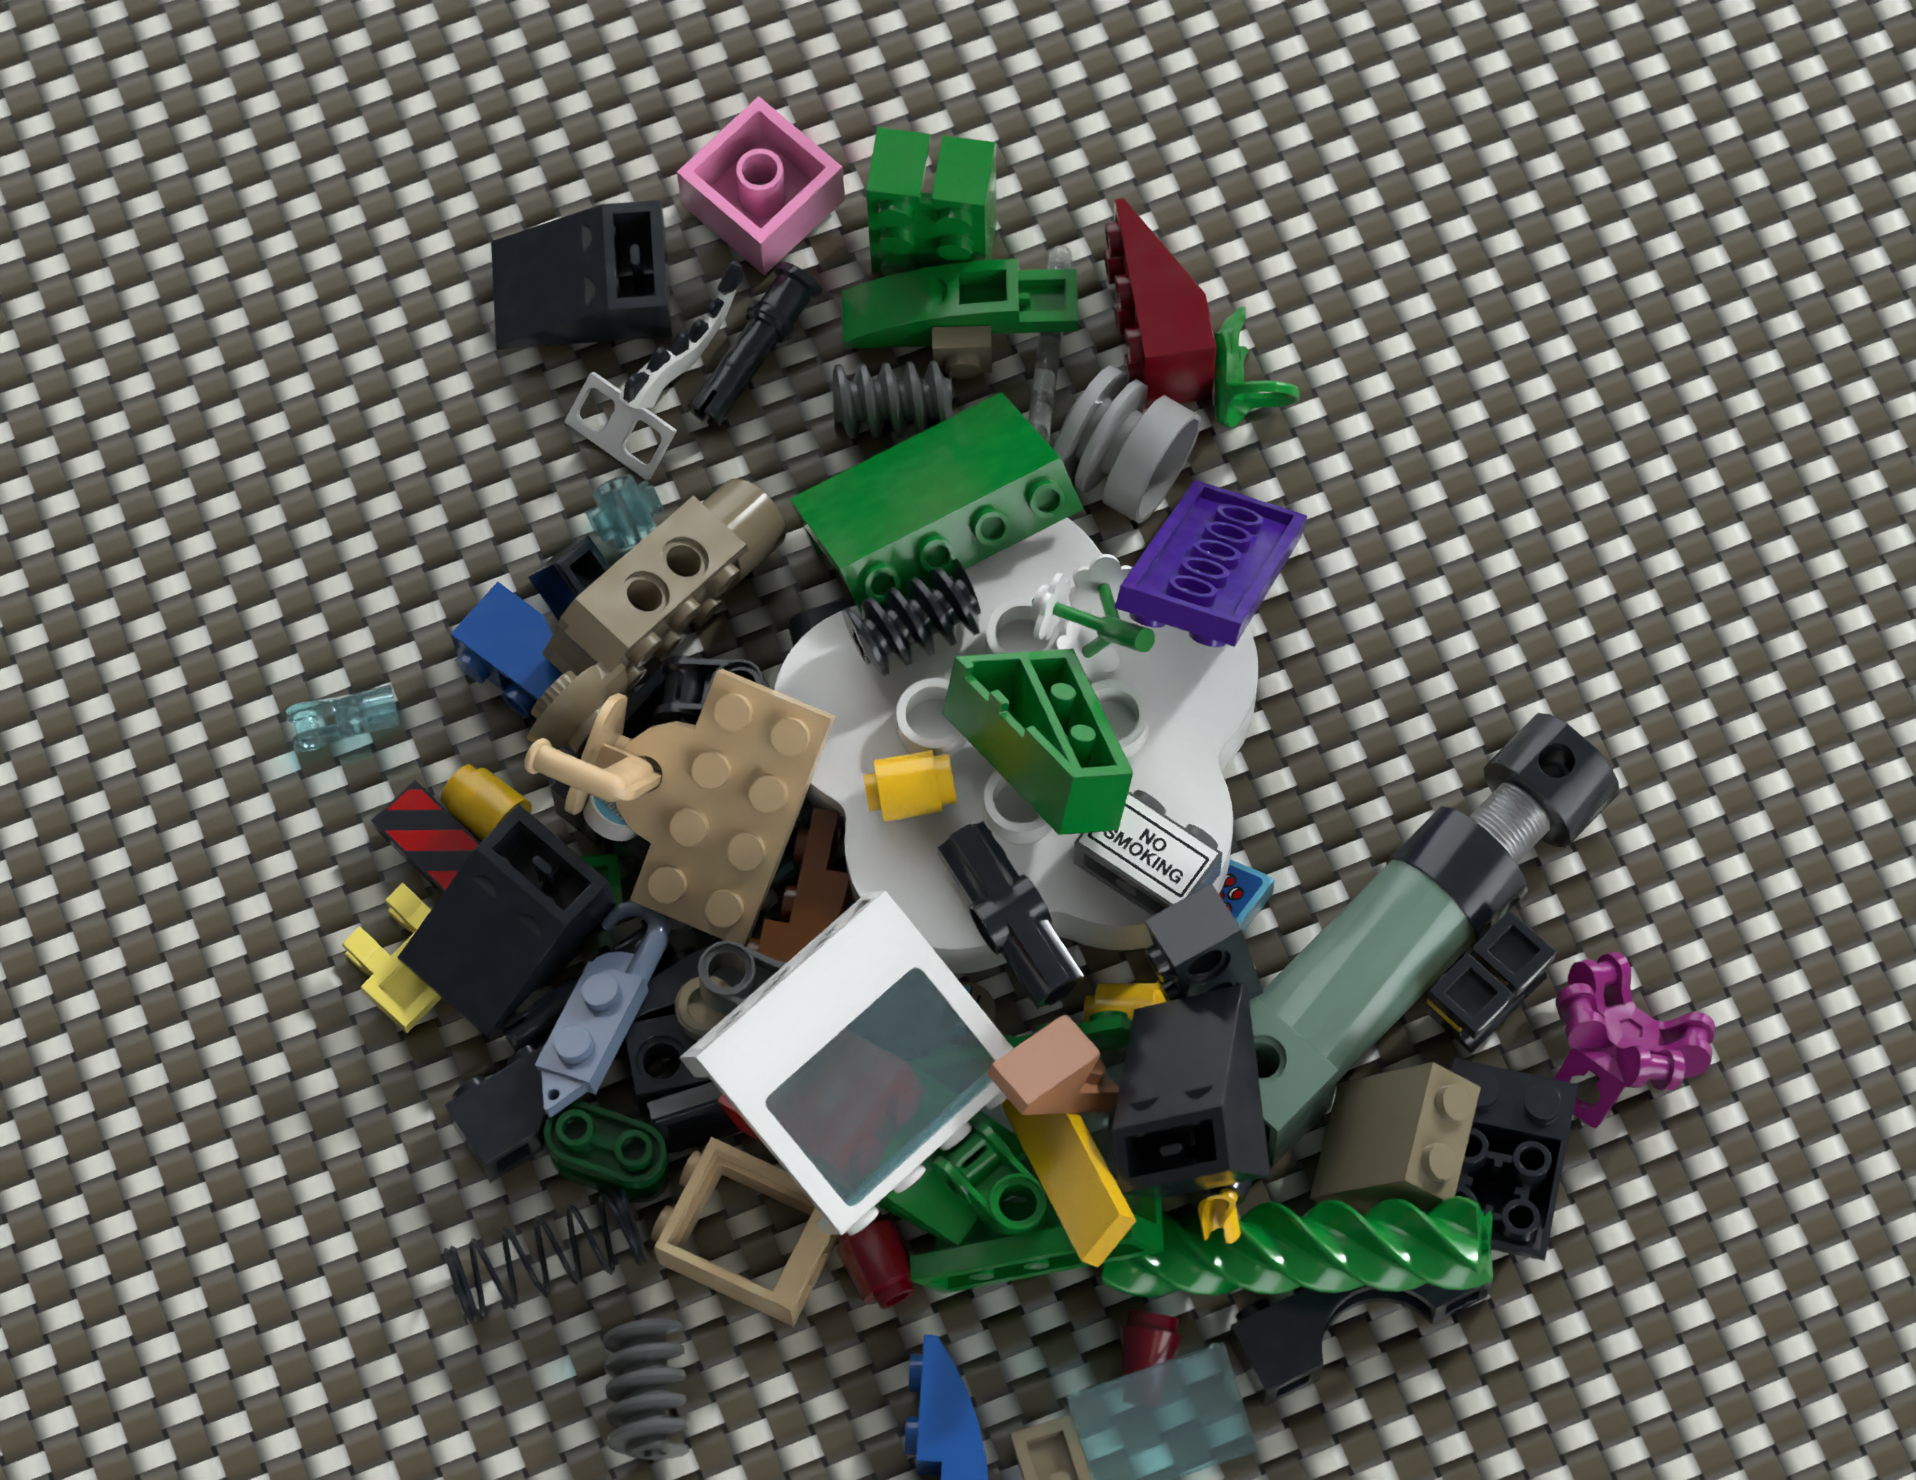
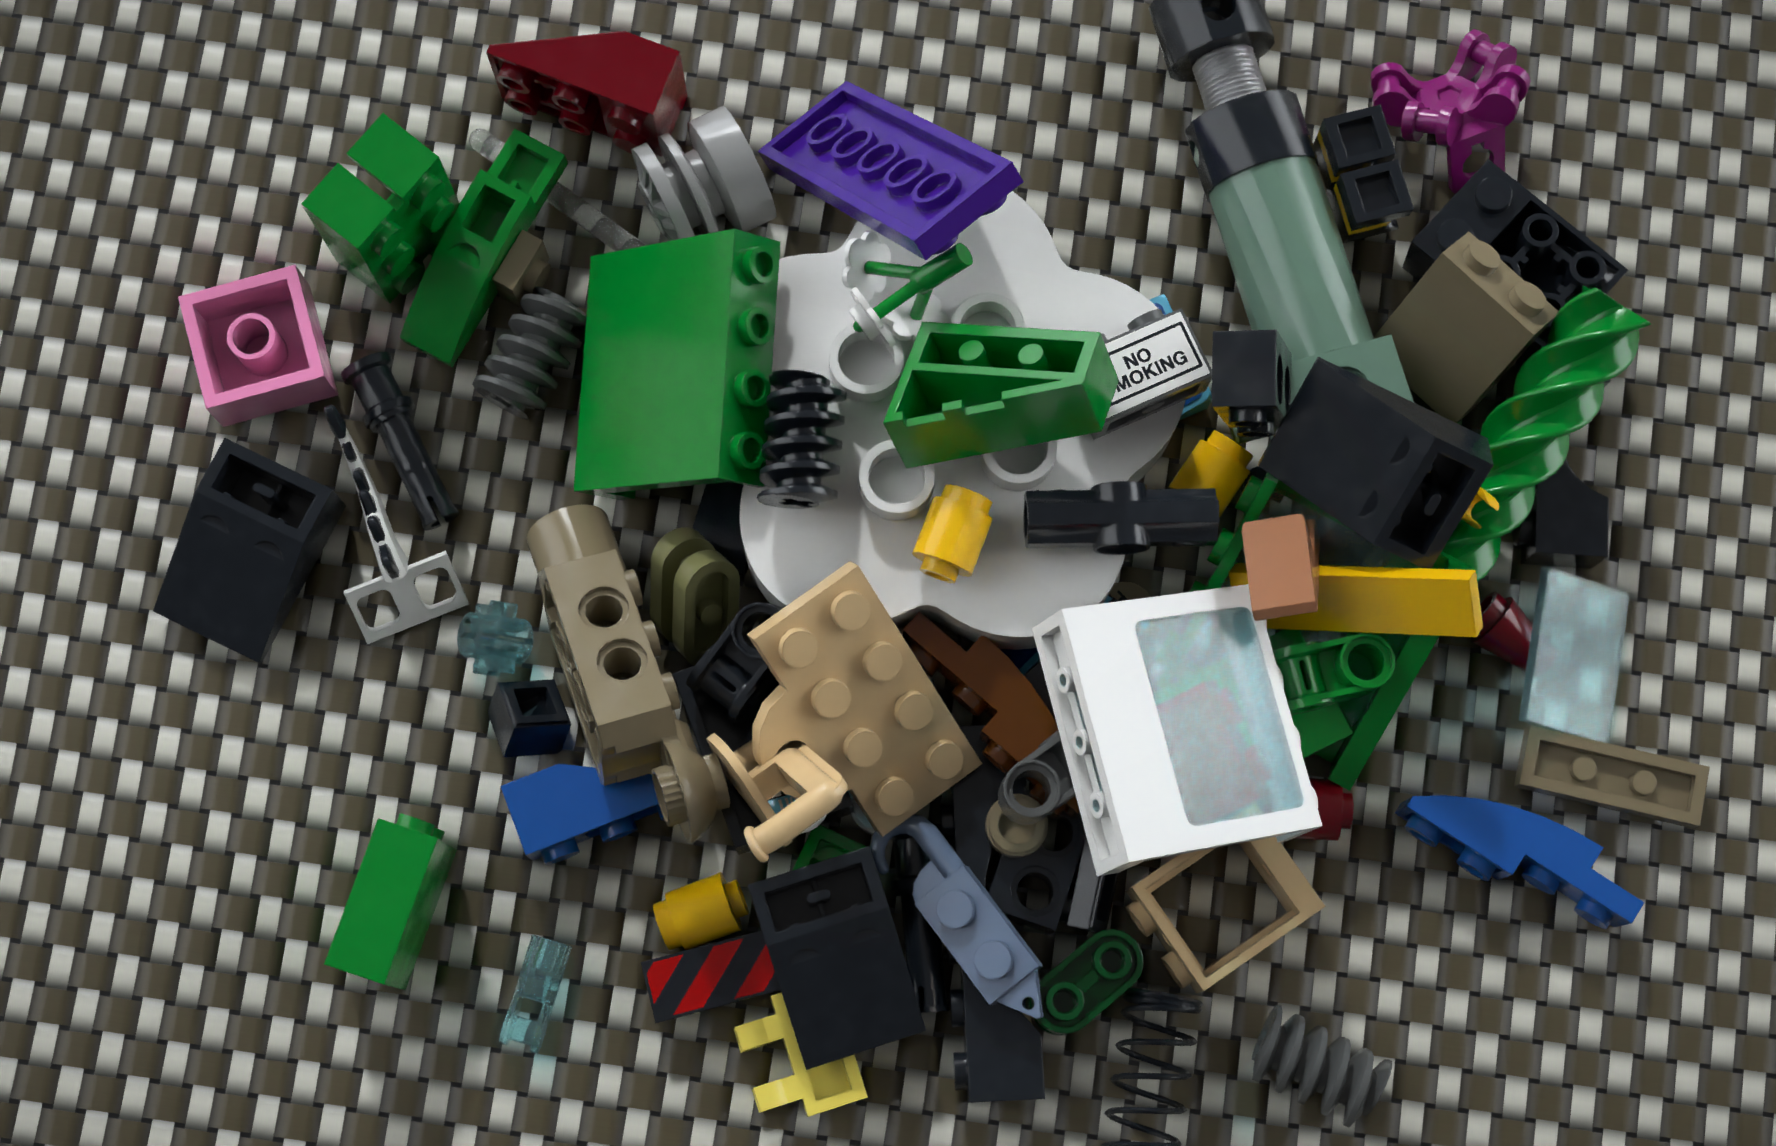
camera: 65 degrees left, 10 degrees up
(350, 554) = (392, 901): none -> green brick
(760, 626) = (691, 592): none -> olive brick
(1233, 395) = (706, 77): green piece -> none

